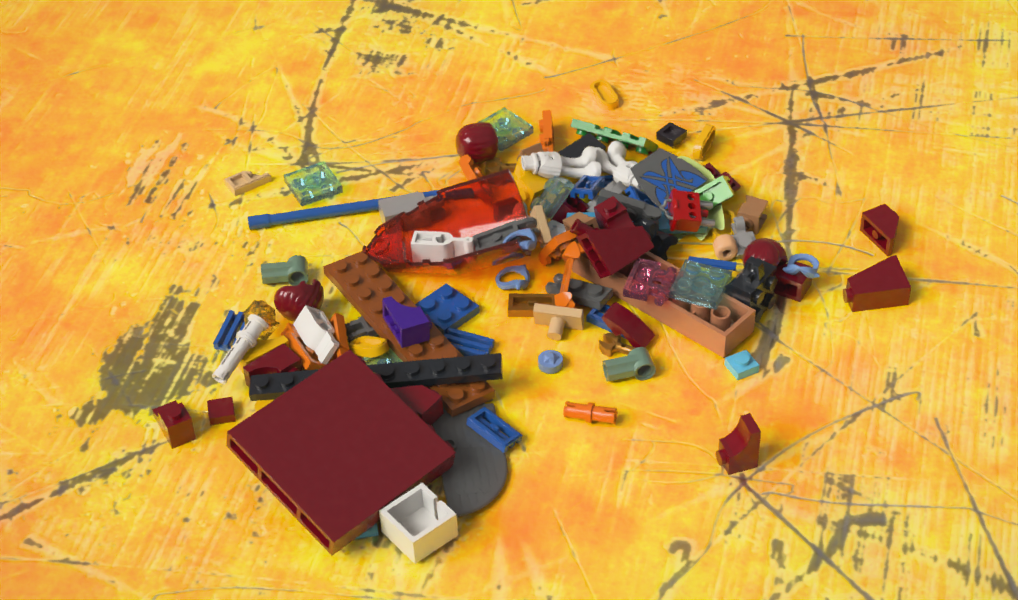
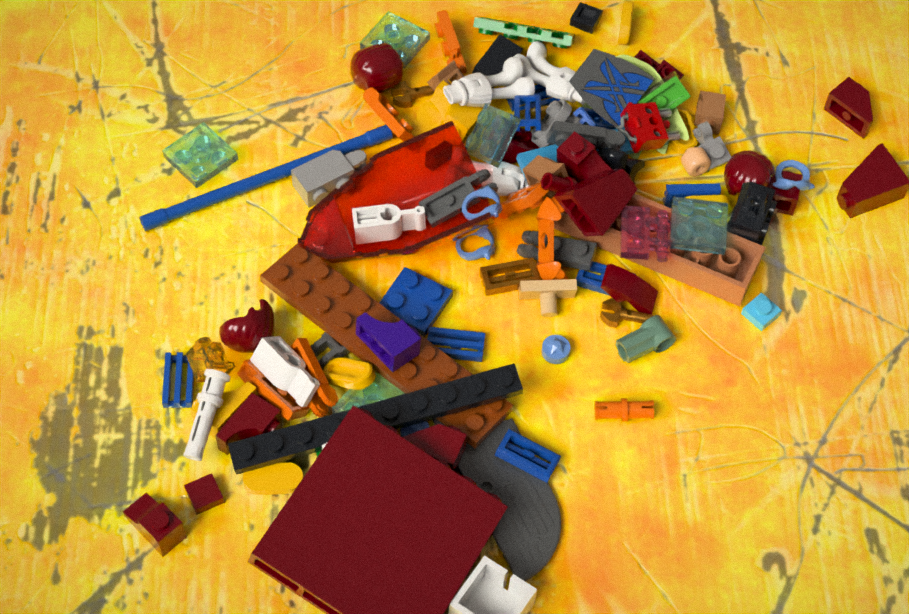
camera: 20 degrees left, 15 degrees up
(245, 181) = (116, 164): tan tile -> none
(292, 271) = (220, 284): sand green piece -> none
(542, 224) = (489, 162): tan tile -> none
(741, 447) = (803, 424): dark red arch -> none

